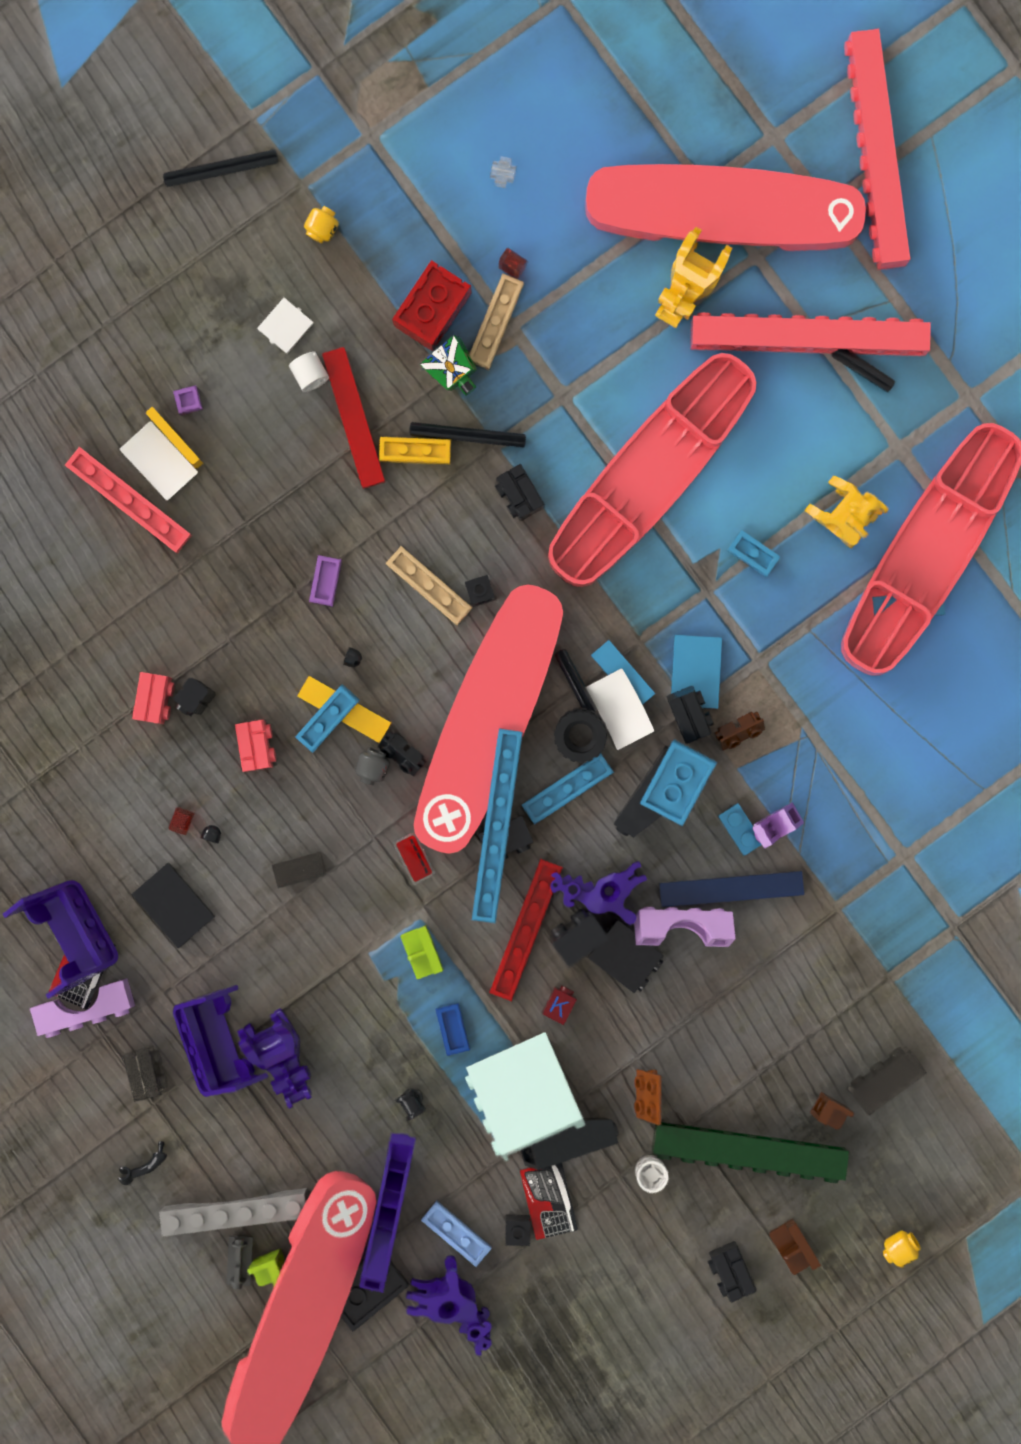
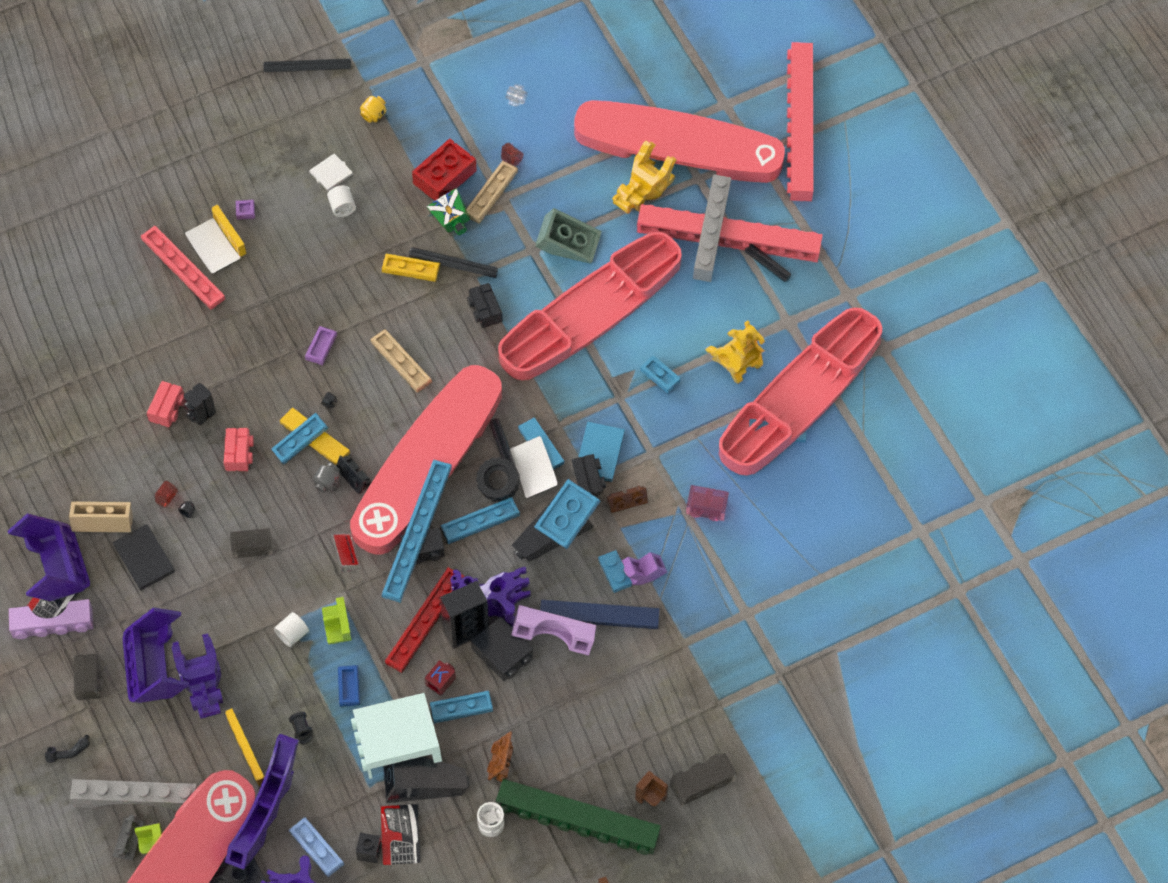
camera: 10 degrees right, 25 degrees down
(110, 867) = (101, 516): none -> tan brick
(349, 1131) = (245, 747): none -> yellow tile
(353, 418) = (368, 239): red tile -> none
(371, 974) = (291, 629): none -> white piece
(479, 591) = (439, 367): black brick -> none
(589, 1033) = (461, 707): none -> dark azure tile
(606, 376) = (567, 237): none -> sand green slope
(790, 334) = (711, 228): none -> light grey arch
(838, 723) = (707, 503): none -> clear pink brick

